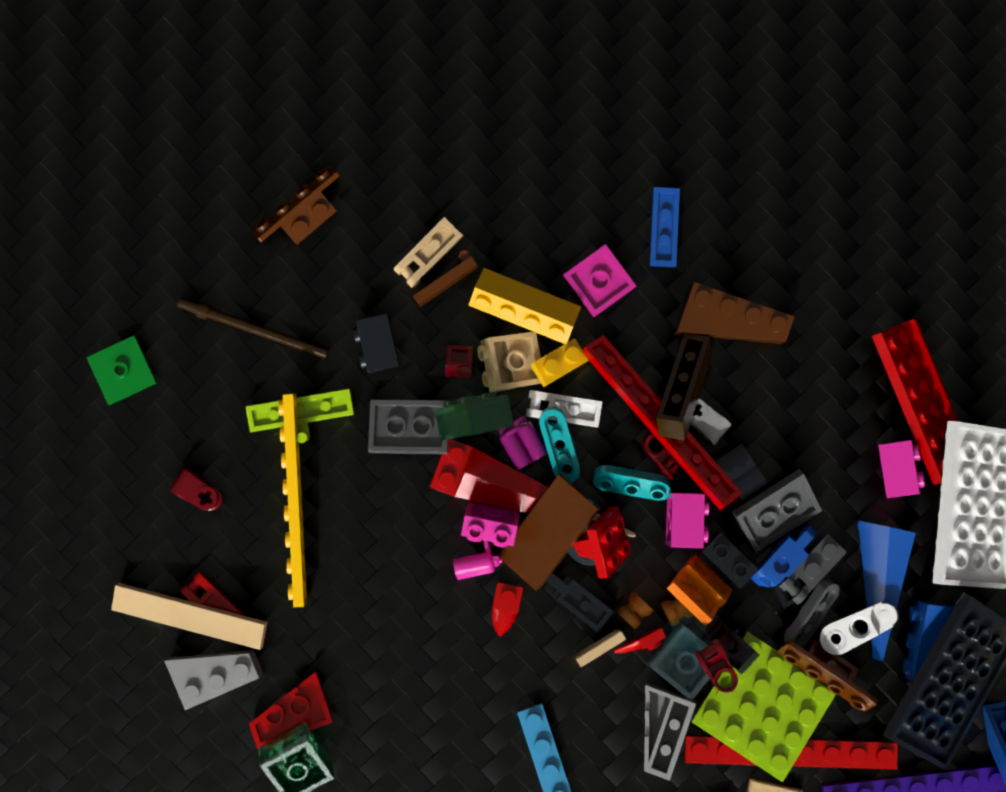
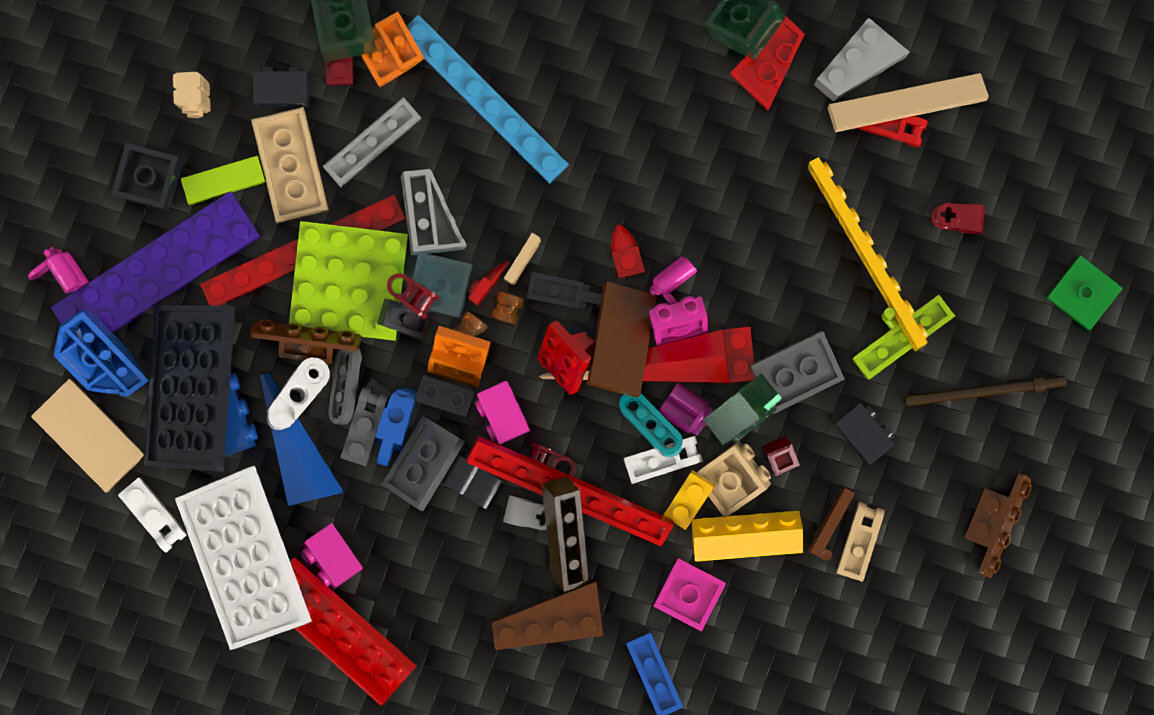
camera: 155 degrees right, 0 degrees up
(632, 482) = (567, 423): teal plate -> none

